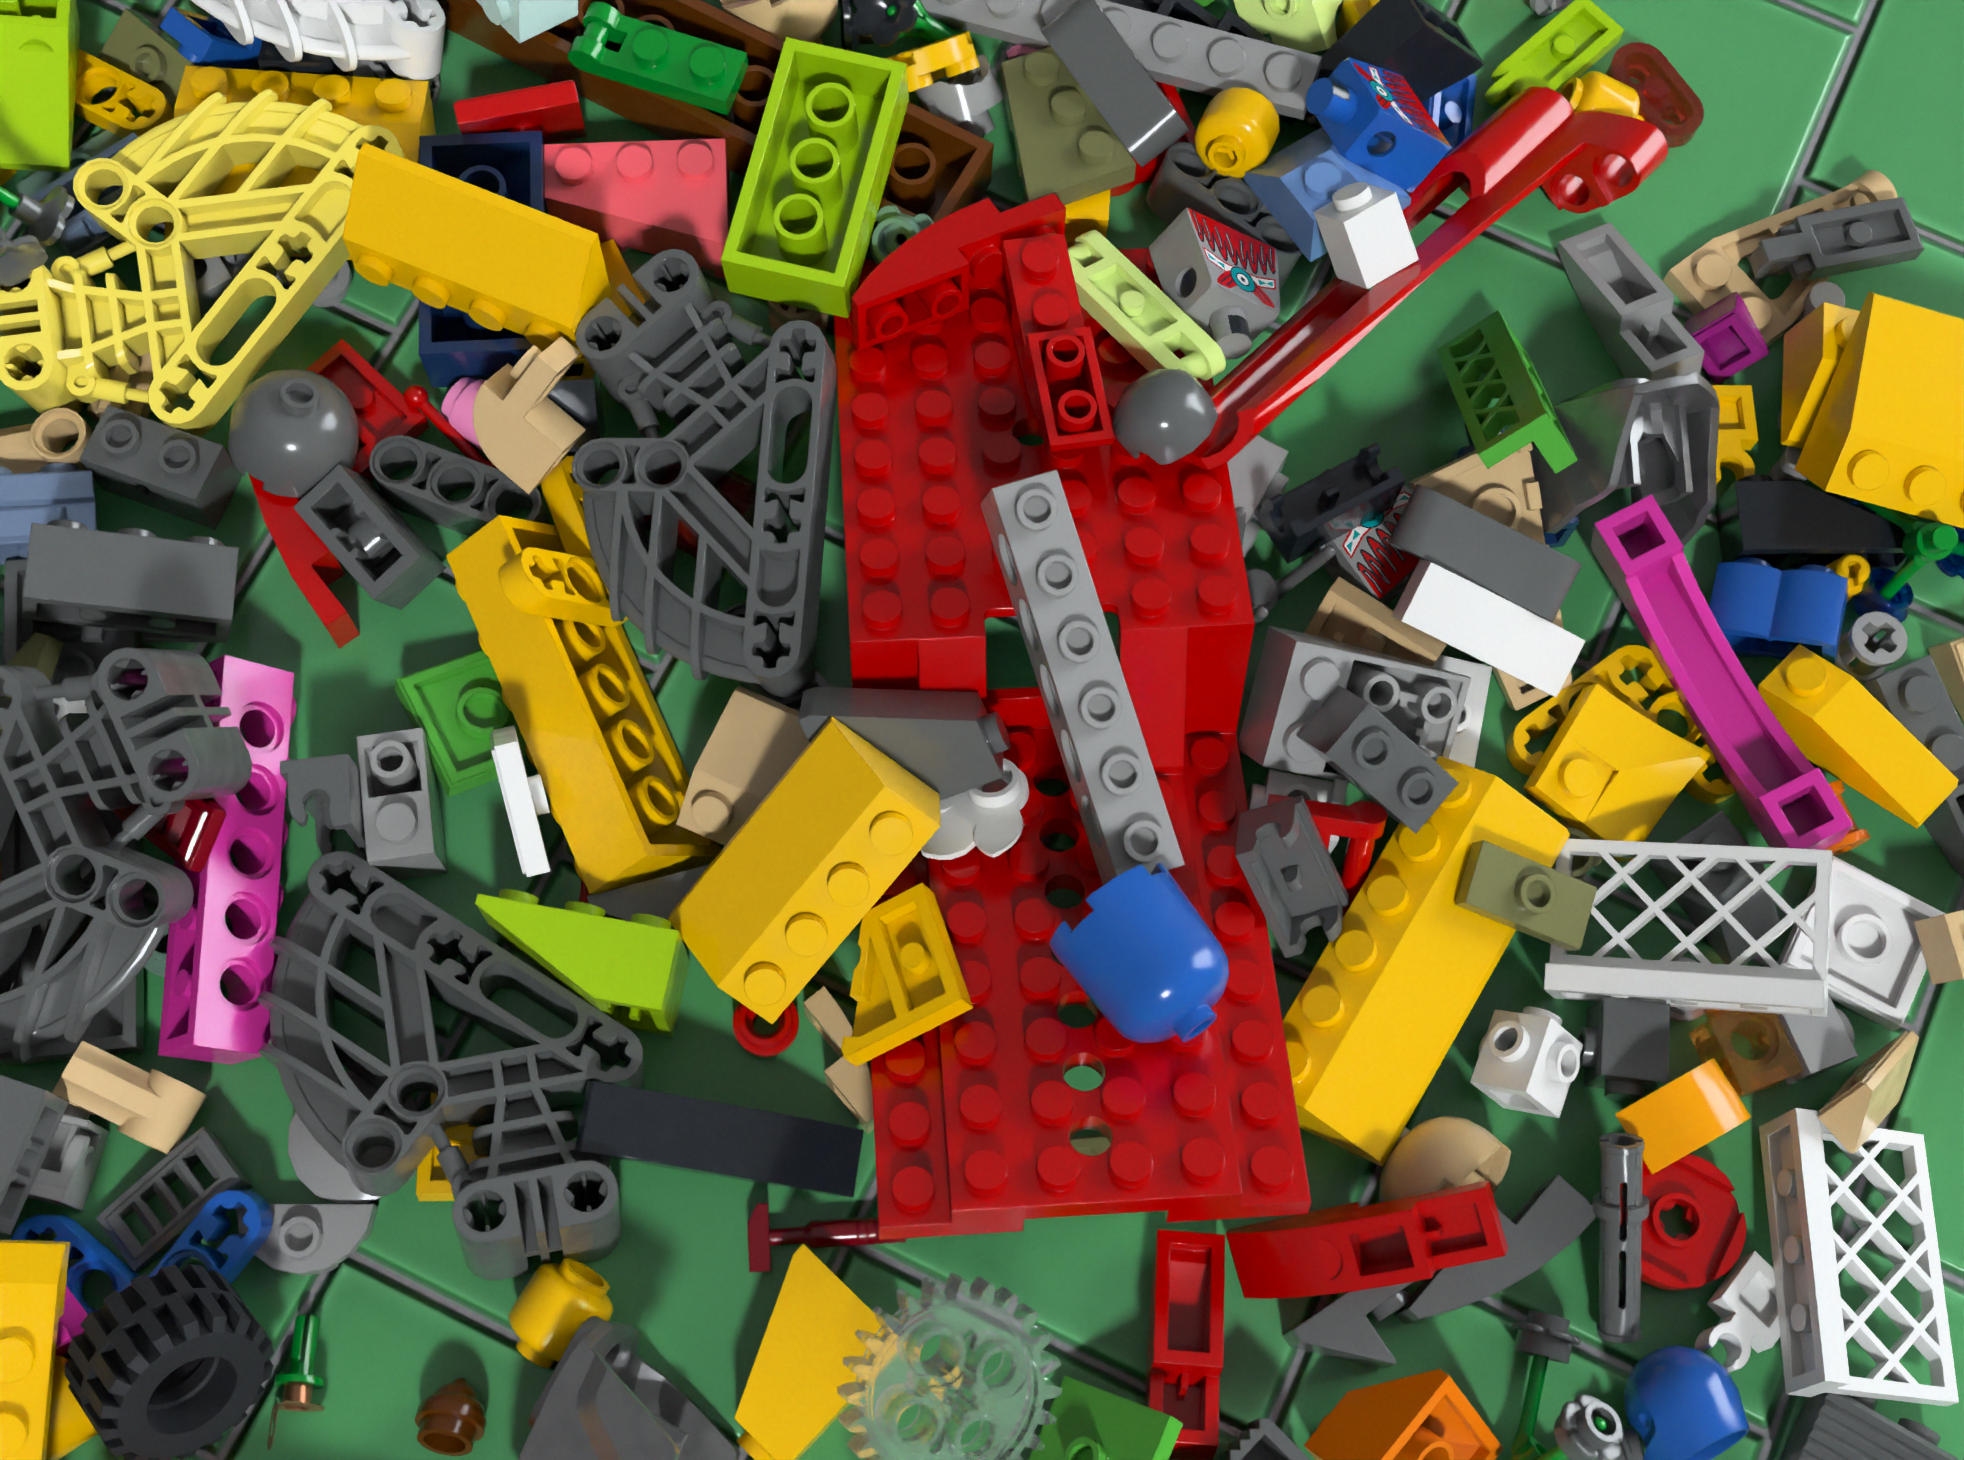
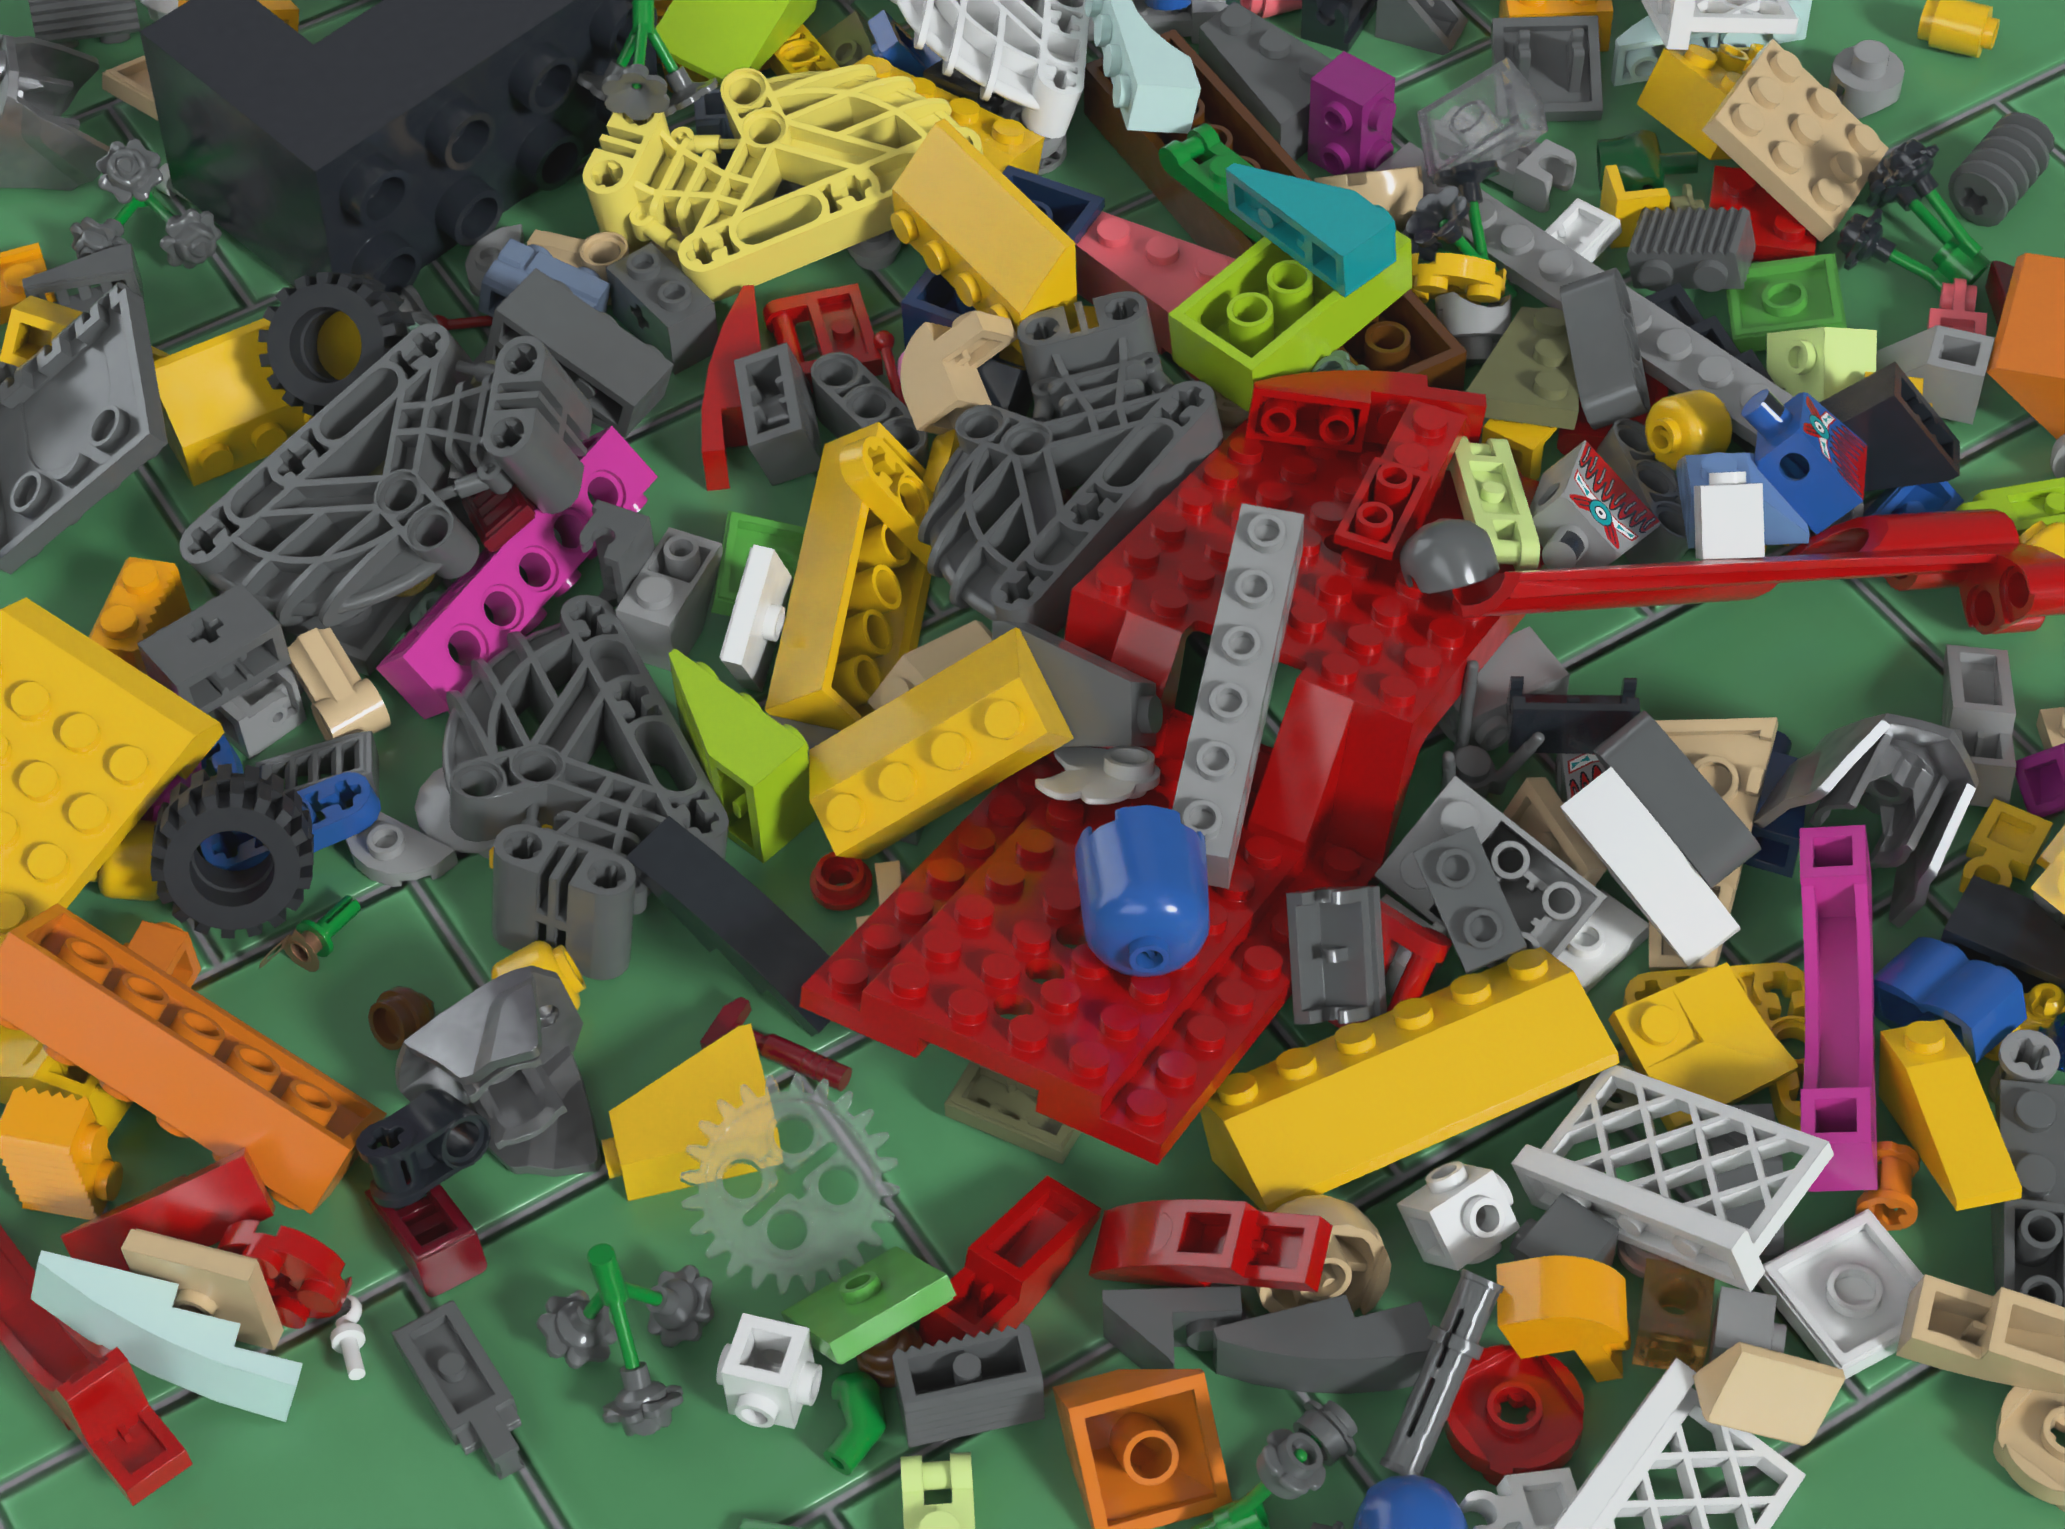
camera: 40 degrees right, 20 degrees down
(292, 431) = (771, 305): dark grey cylinder -> none
(542, 108) = (1120, 182): red plate -> none
(820, 94) = (1315, 223): none -> teal slope
(904, 976) = (952, 843): yellow wing -> none
(1518, 386) = (1795, 706): bright green fence -> none
(1526, 895) = (1538, 1073): olive plate -> none

